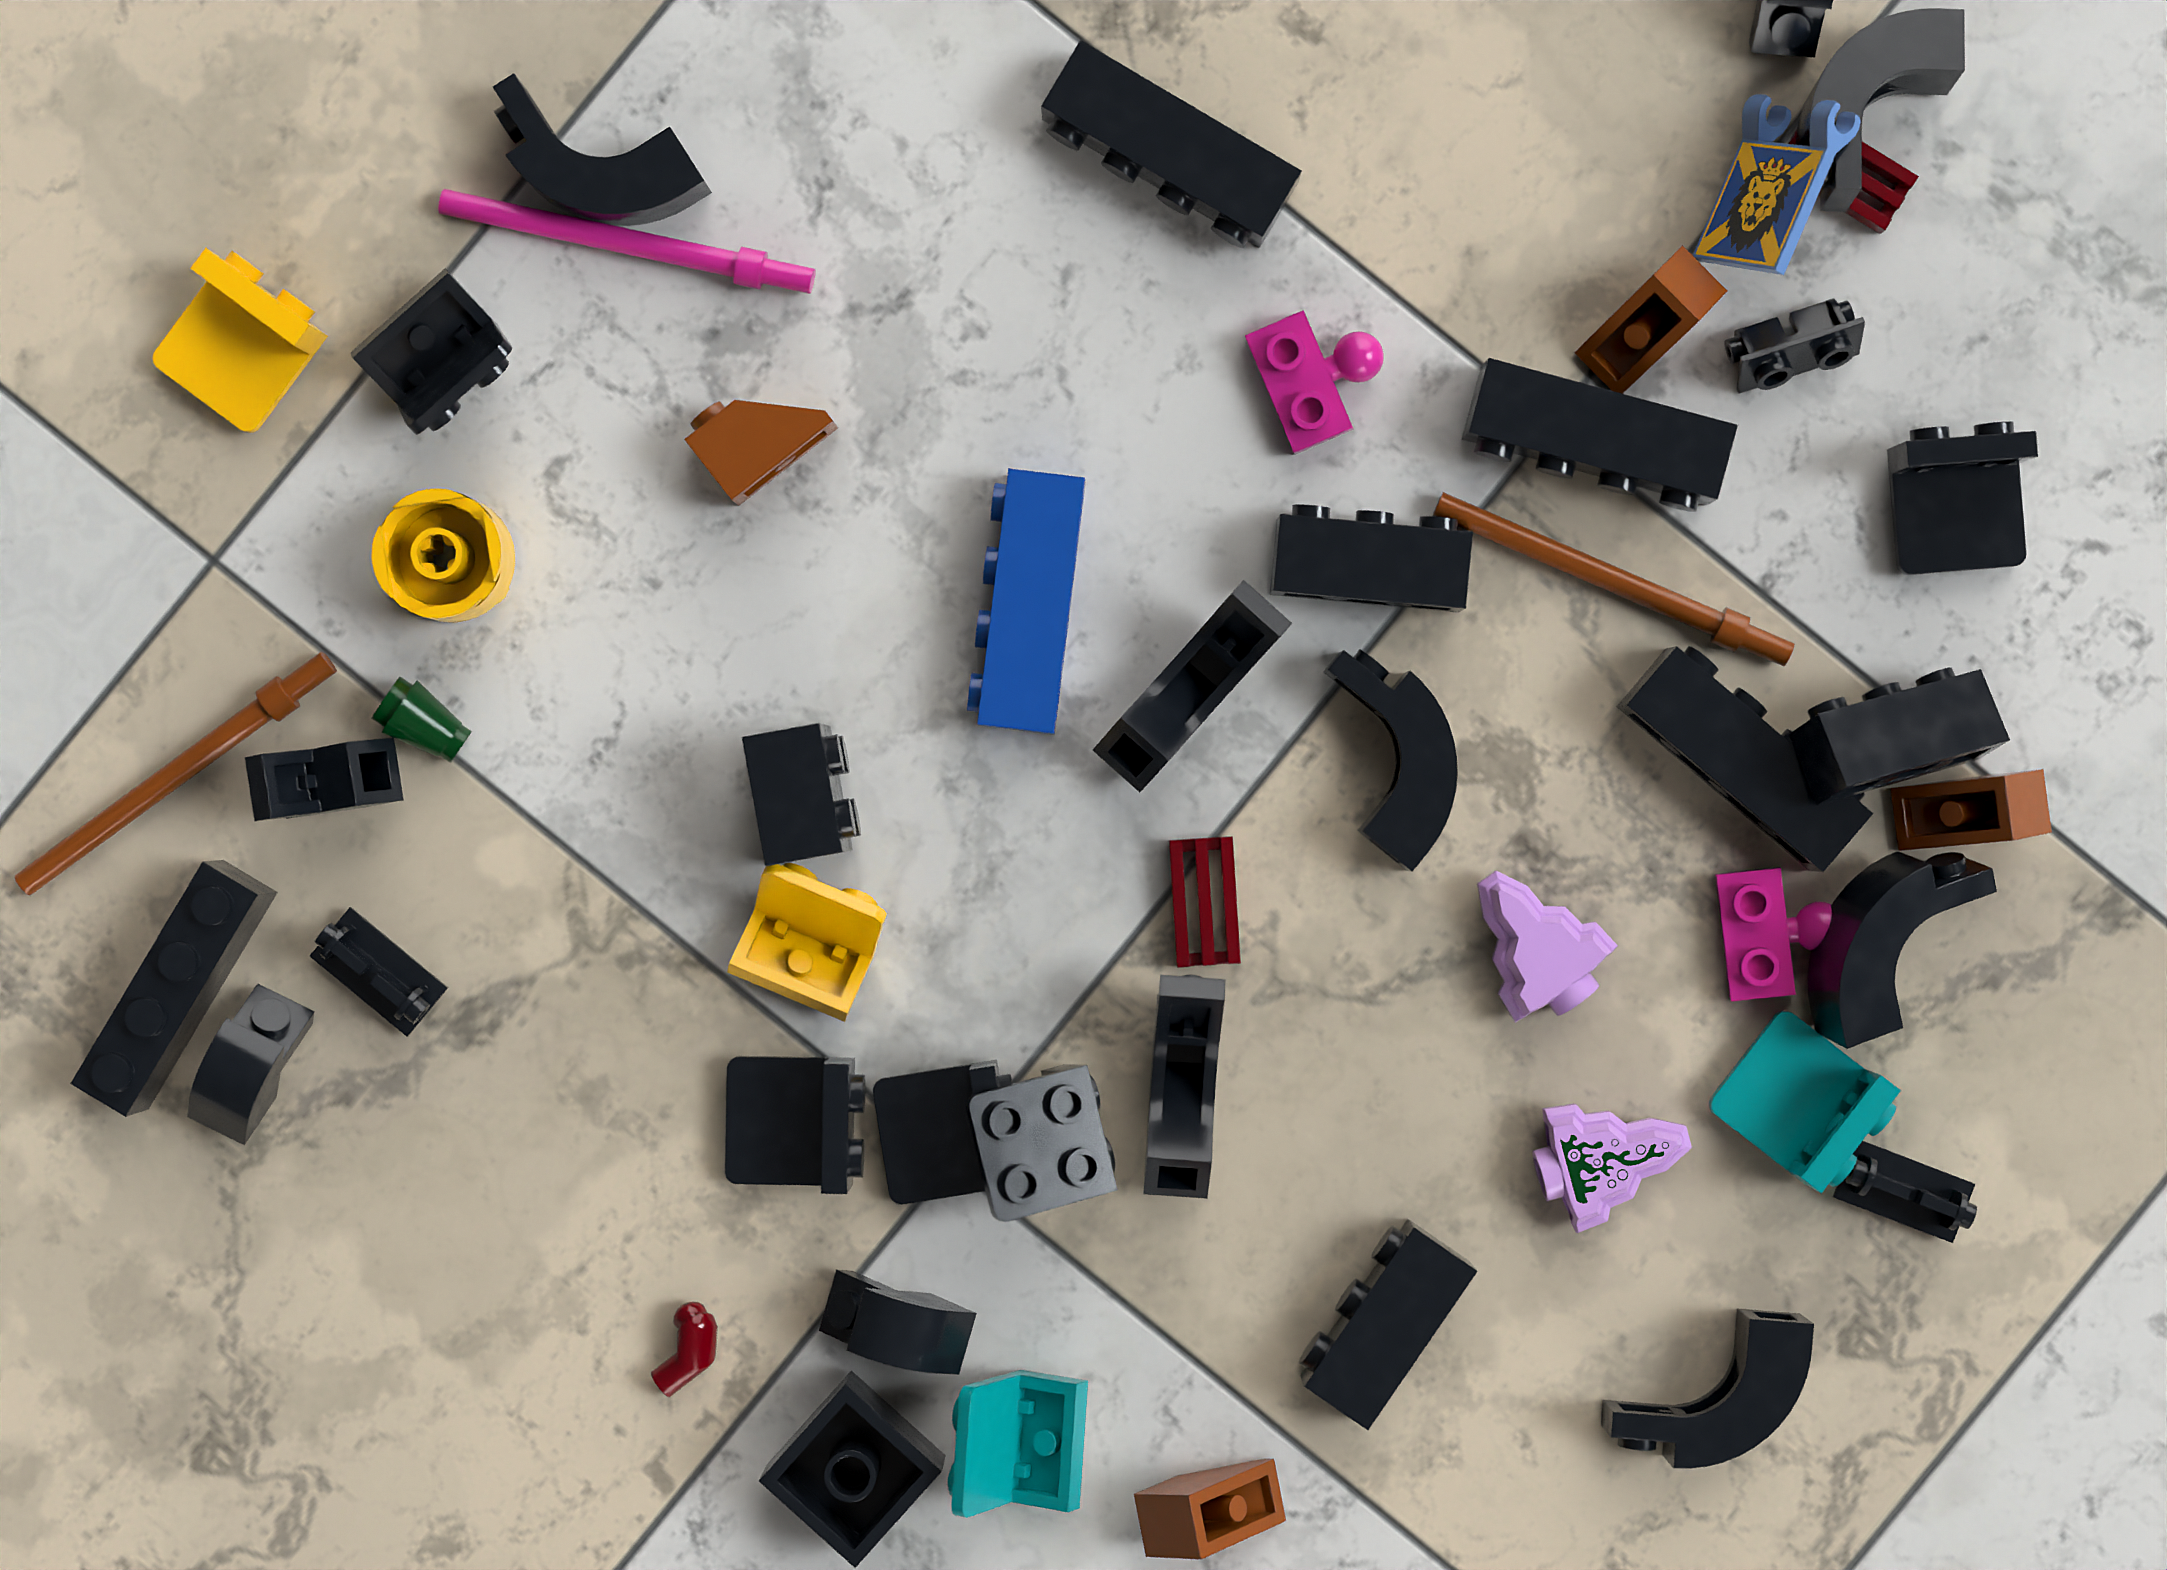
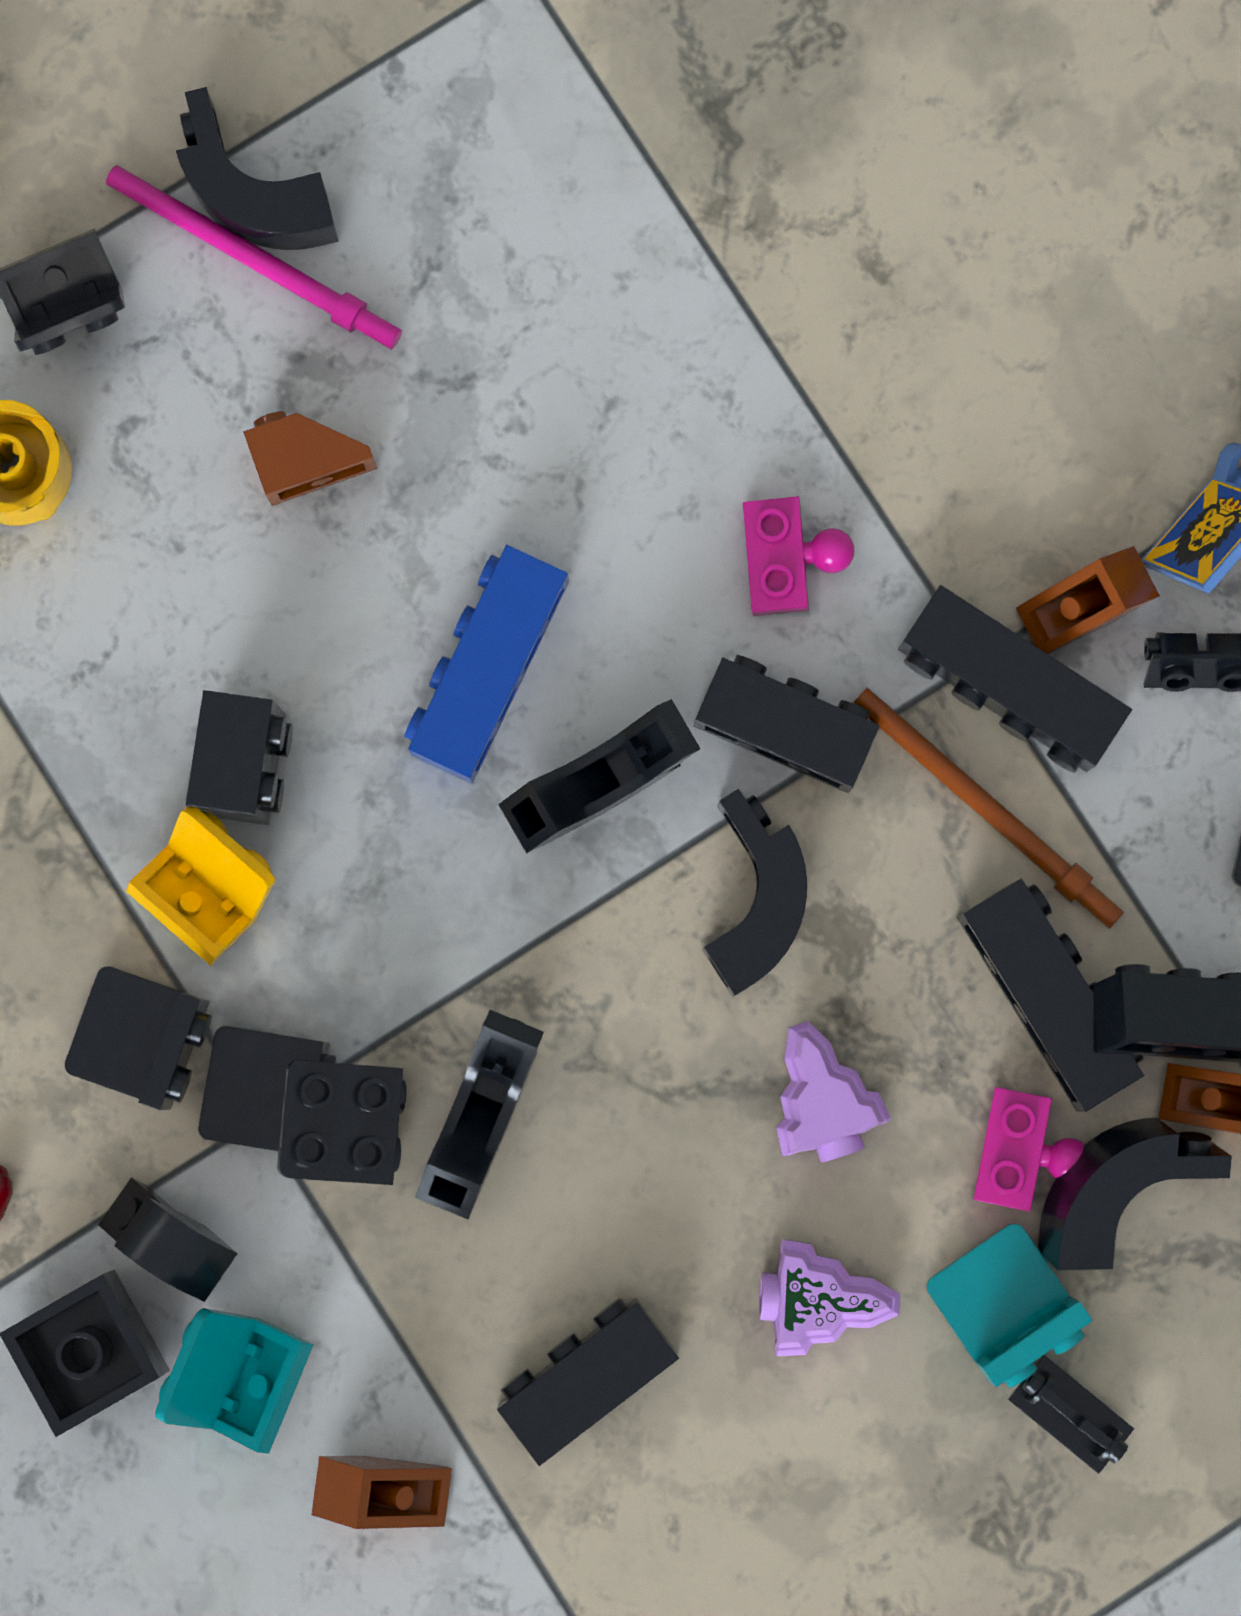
camera: 10 degrees right, 5 degrees down
(1169, 145) = (731, 324): black brick -> none
(1208, 955) = (564, 919): dark red tile -> none
(1740, 1411) = (867, 1560): black arch -> none

